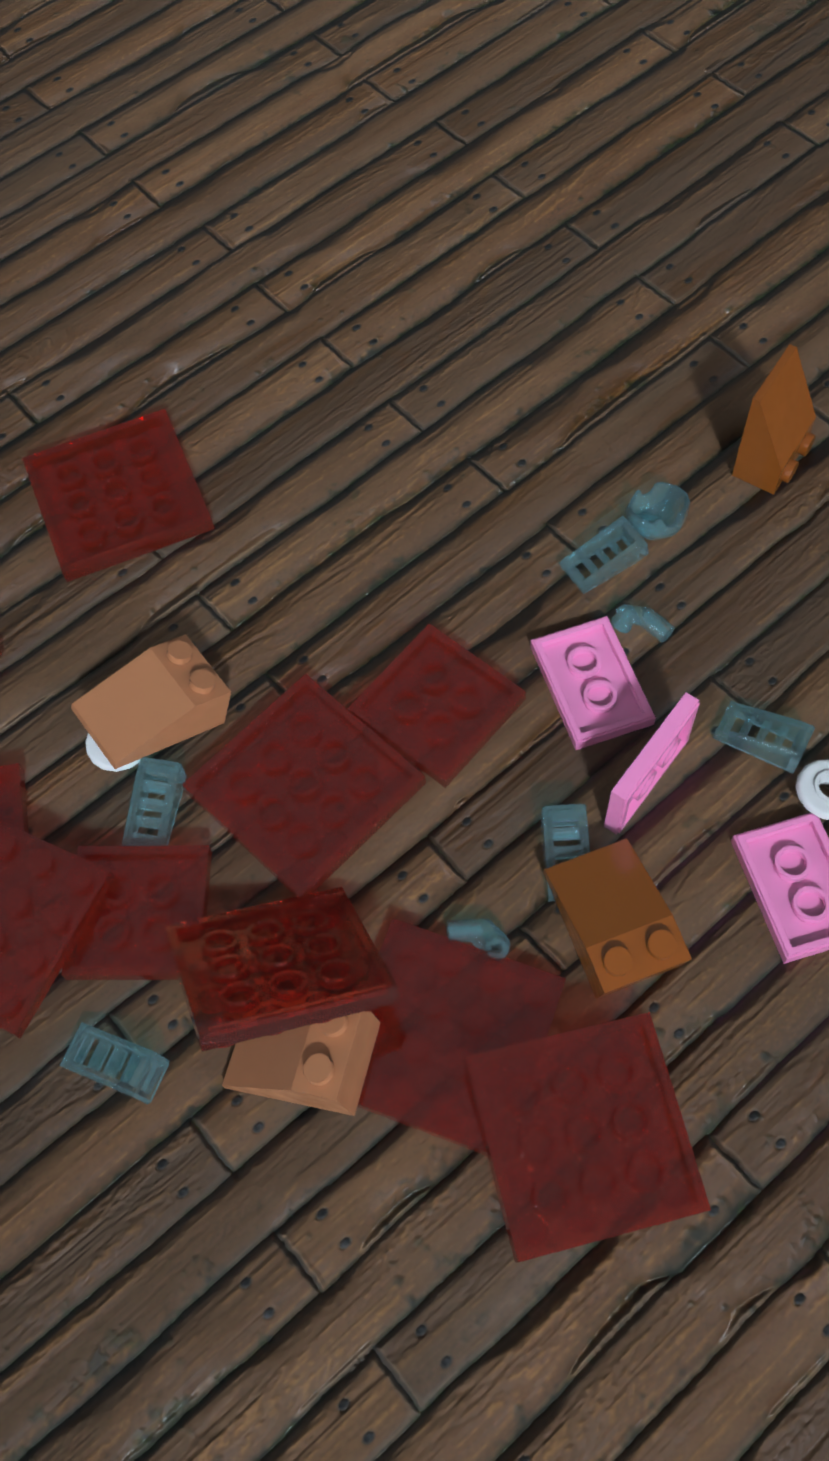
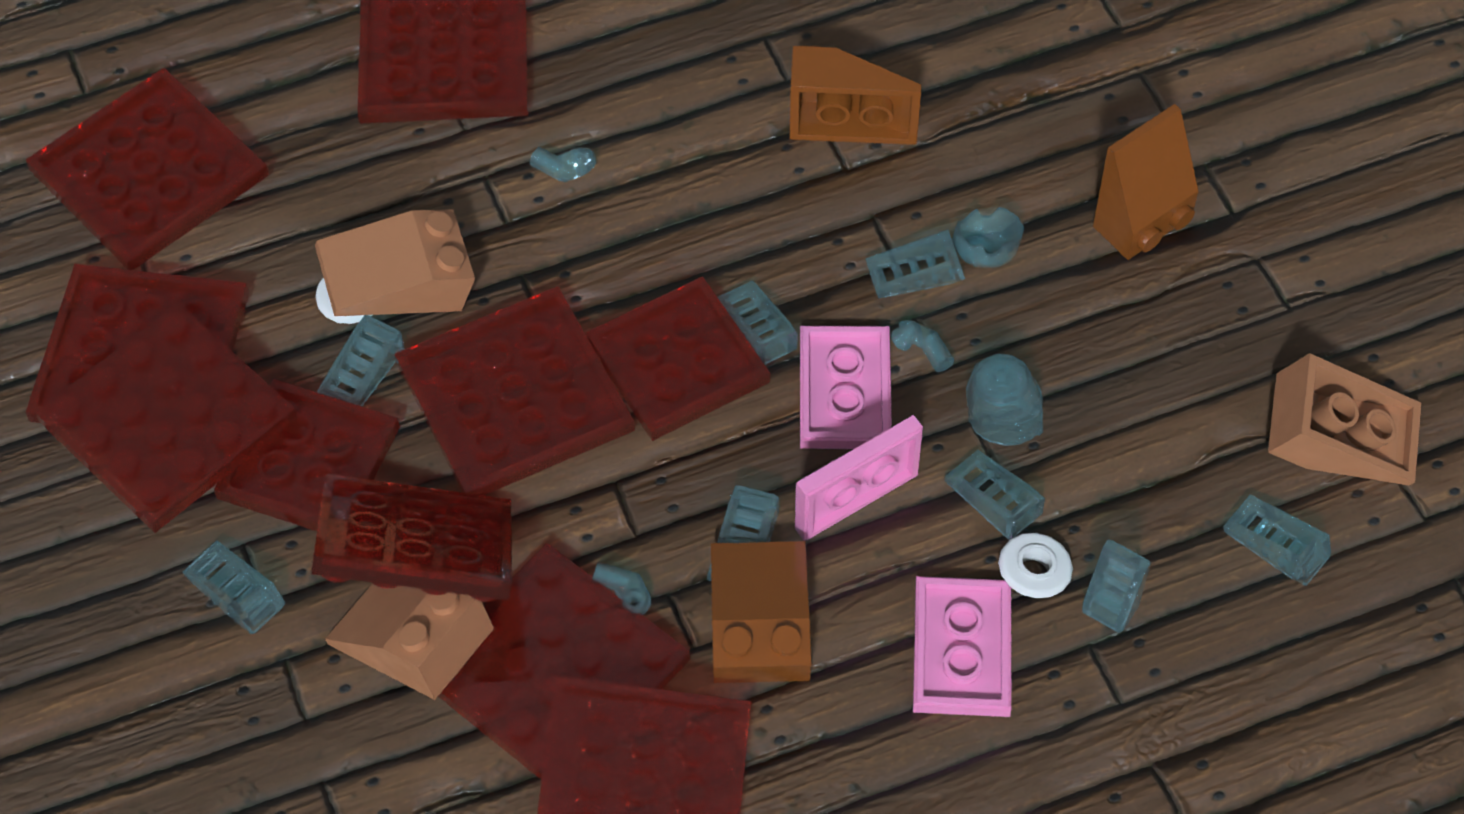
camera: 15 degrees right, 5 degrees down
(265, 563) = (566, 165): none -> clear light blue arm
(491, 428) = (850, 99): none -> dark orange slope
(519, 649) = (772, 346): none -> clear light blue slope
(738, 650) = (1002, 398): none -> clear light blue helmet

